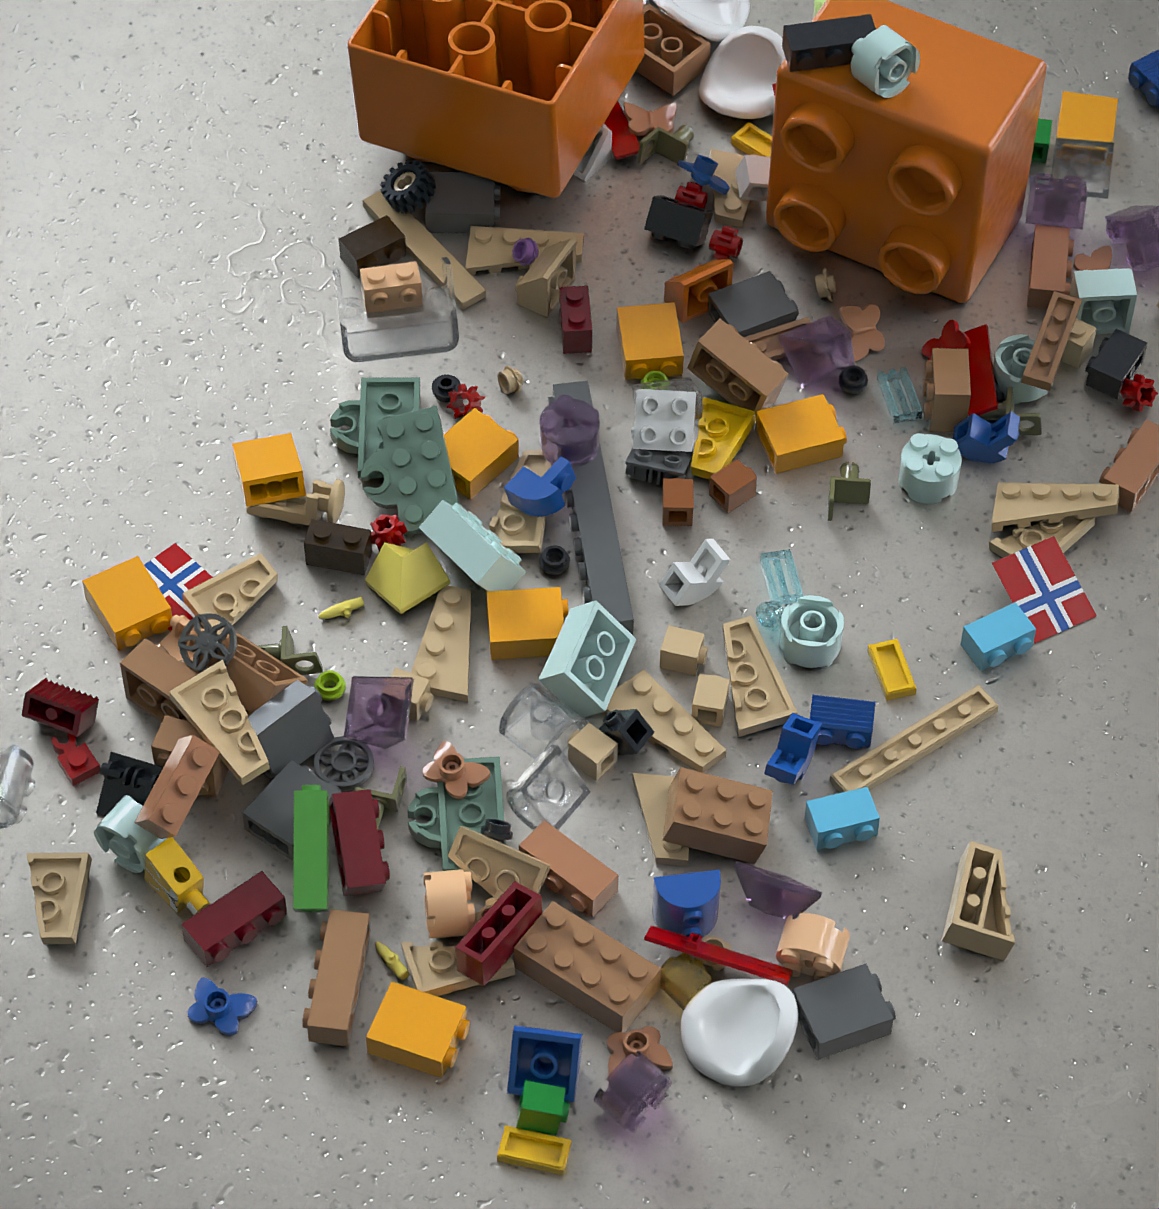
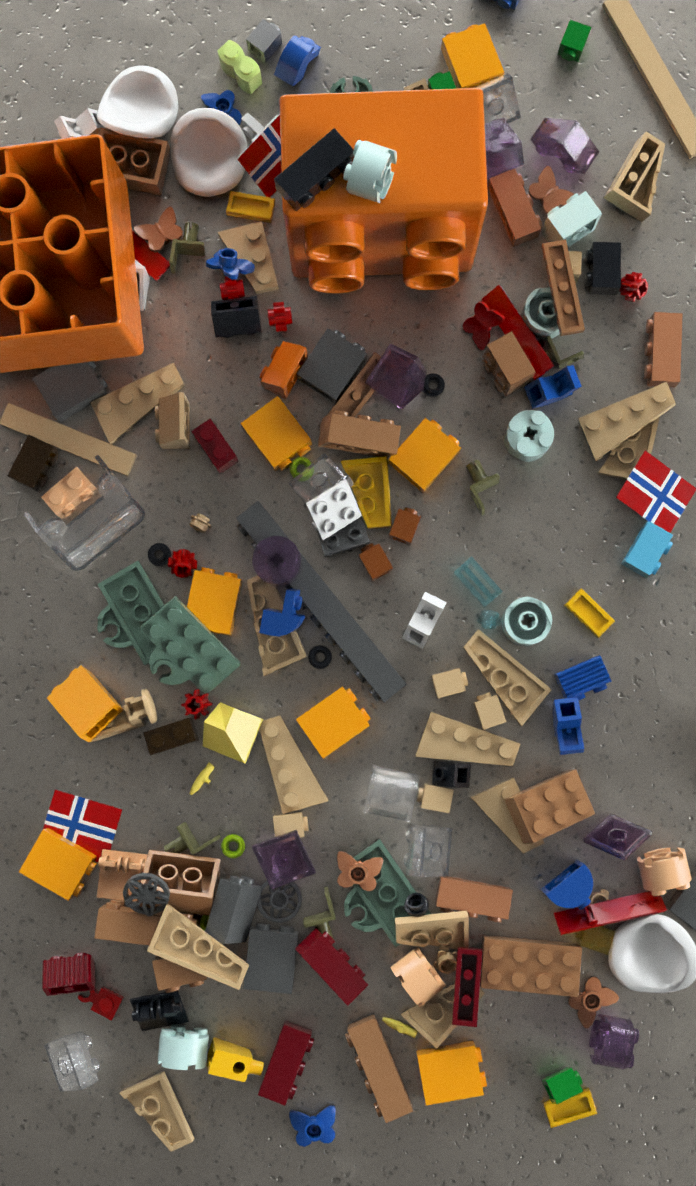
camera: 25 degrees left, 30 degrees up
(177, 787) = (200, 1020): nougat brick -> none
(232, 591) = (122, 816): tan wing -> none
(311, 849) = (311, 1002): bright green brick -> none
(408, 186) = (35, 409): black bush -> none
(473, 547) = (267, 693): light aqua brick -> none
(525, 251) = (145, 408): medium lavender plate -> none
(545, 1058) = (545, 1051): blue brick -> none
(587, 659) = (396, 736): light aqua brick -> none
(753, 177) = (269, 247): white brick -> none
(825, 285) = (369, 312): tan plate -> none
(842, 818) = (625, 755): medium azure brick -> none
(863, 329) = (419, 340): nougat animal -> none
(894, 376) = (457, 364): clear light blue tile -> none
(916, 741) = (635, 663): tan tile -> none

